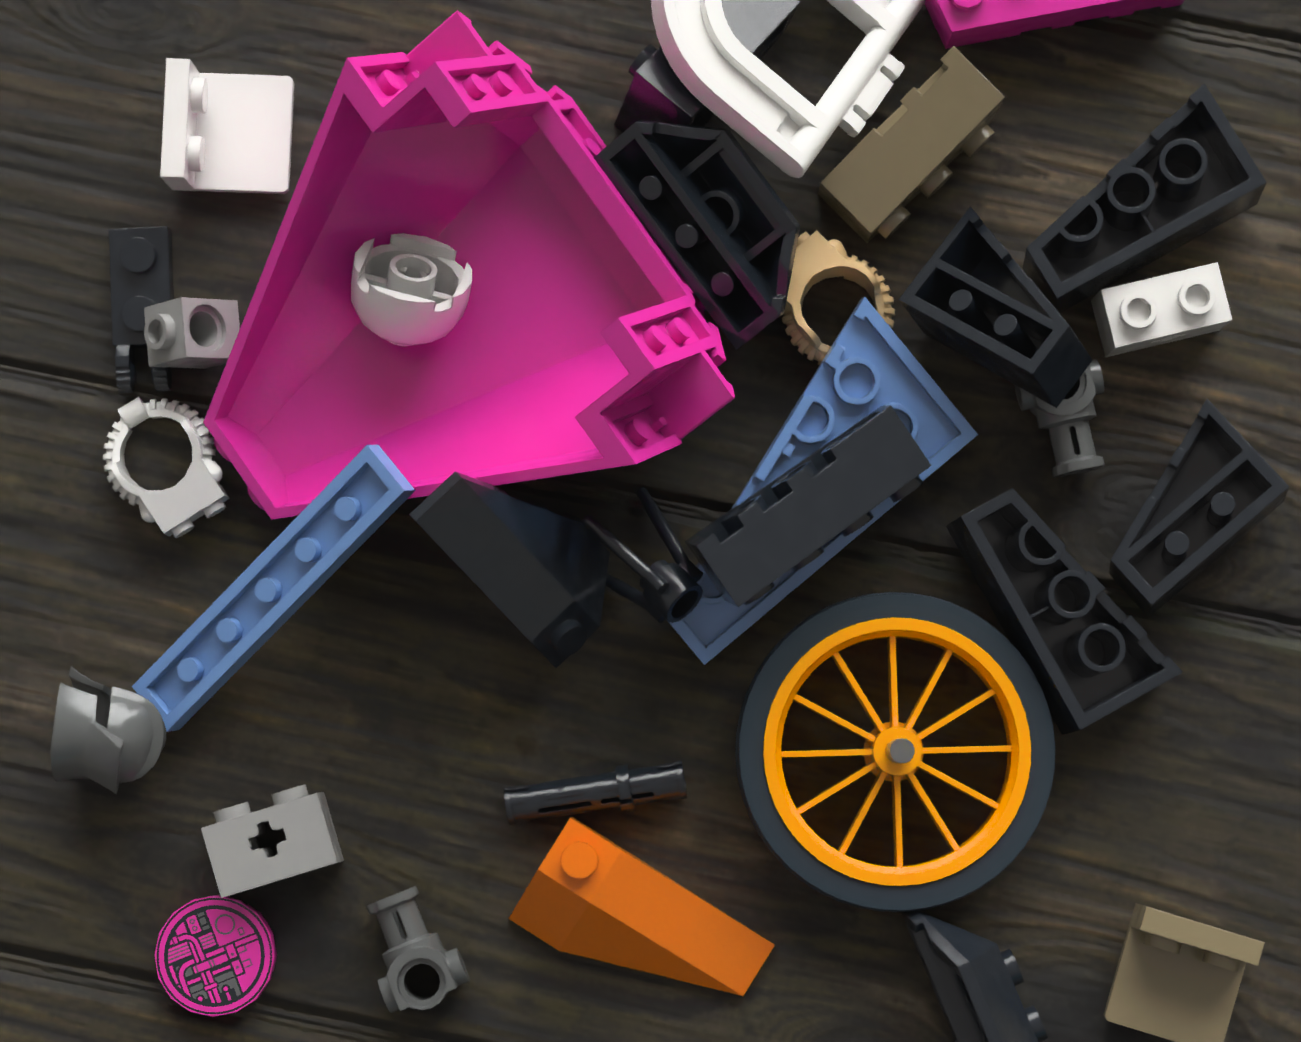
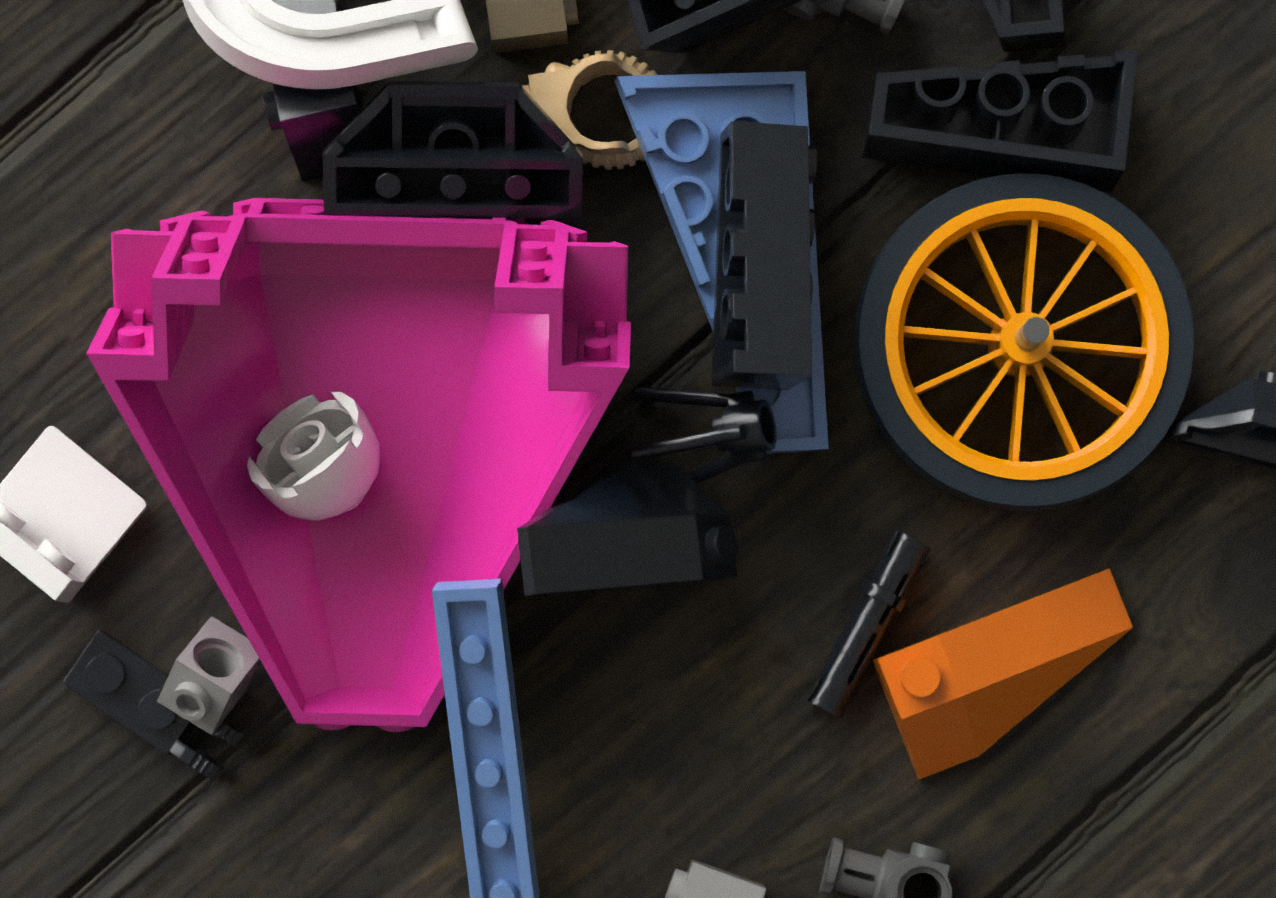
camera: 60 degrees left, 0 degrees up
(193, 495) = (352, 778): white piece -> none

